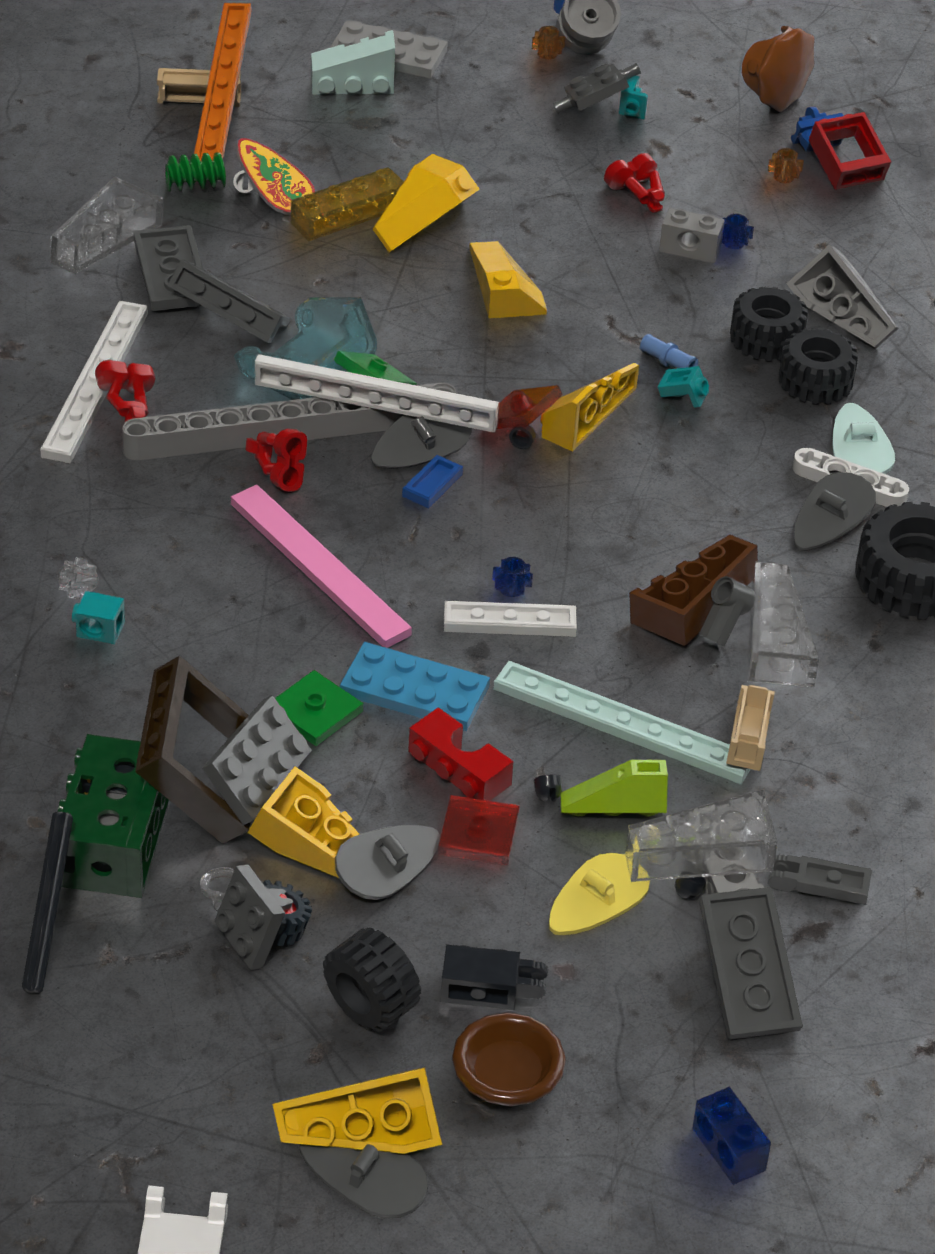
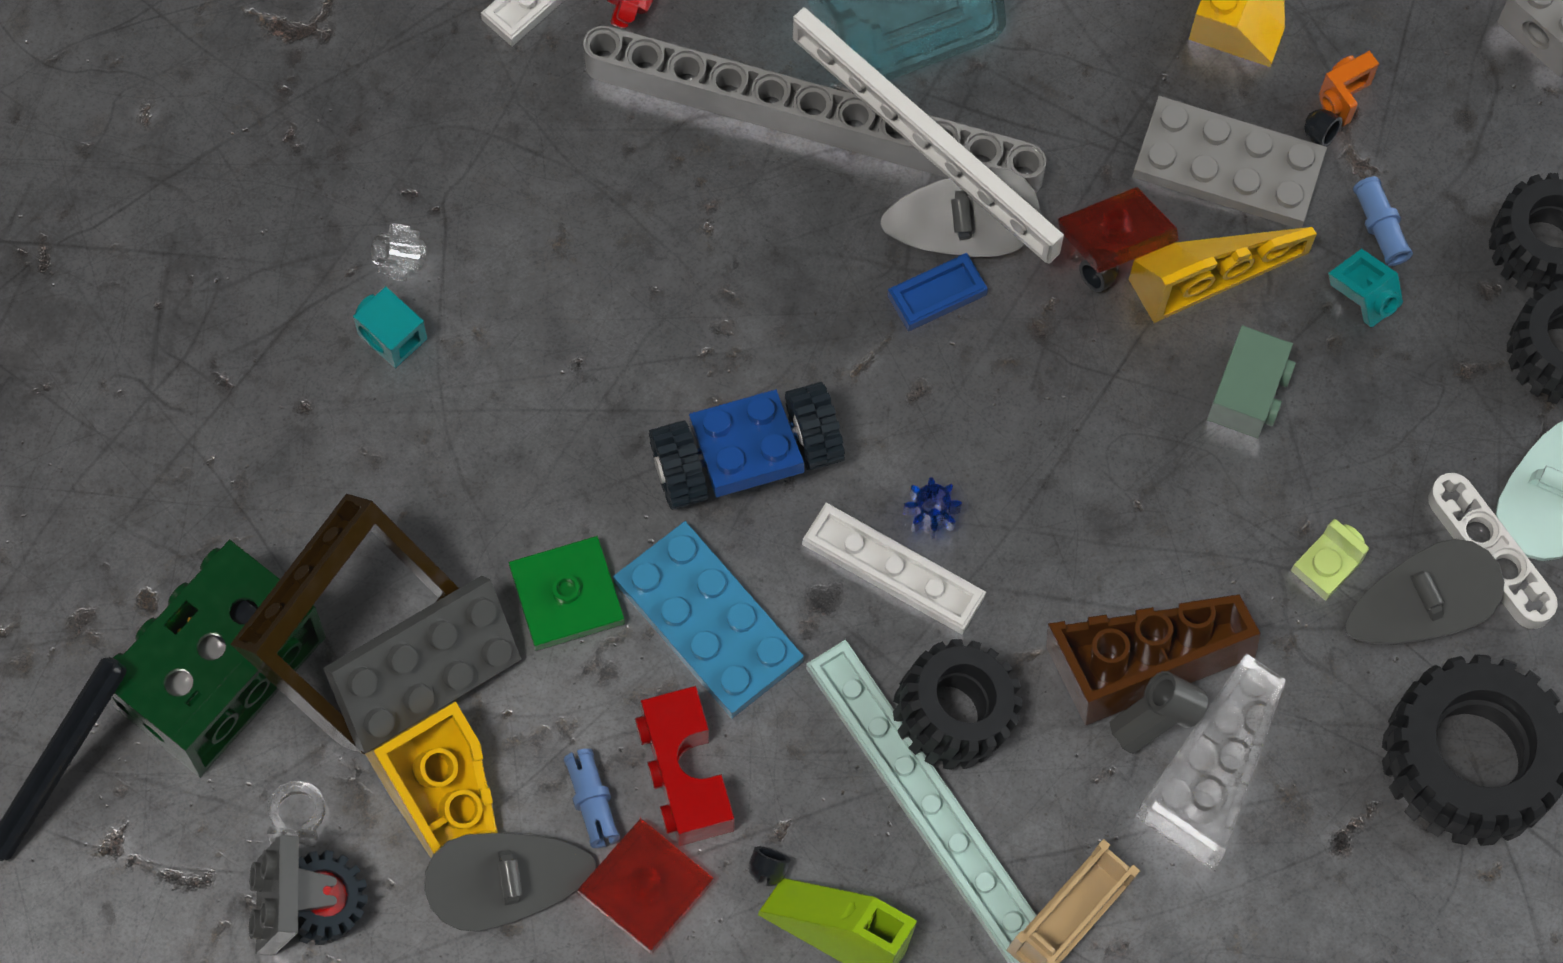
camera: 30 degrees right, 25 degrees up
(290, 448) = (758, 171): red piece -> none
(321, 566) = (706, 341): bright pink tile -> none
(370, 366) = (966, 79): green plate -> none
(376, 583) = (747, 444): none -> plate
(411, 798) = (591, 798): none -> medium blue pin
(556, 361) = (1229, 162): none -> light grey plate
(598, 301) = (1343, 81): none -> orange bracket
(599, 325) = (1322, 126): none -> black hinge
(604, 656) = (981, 680): none -> black tyre
(653, 450) = (1250, 382): none -> sand green brick
(764, 512) = (1331, 559): none -> yellowish green bracket

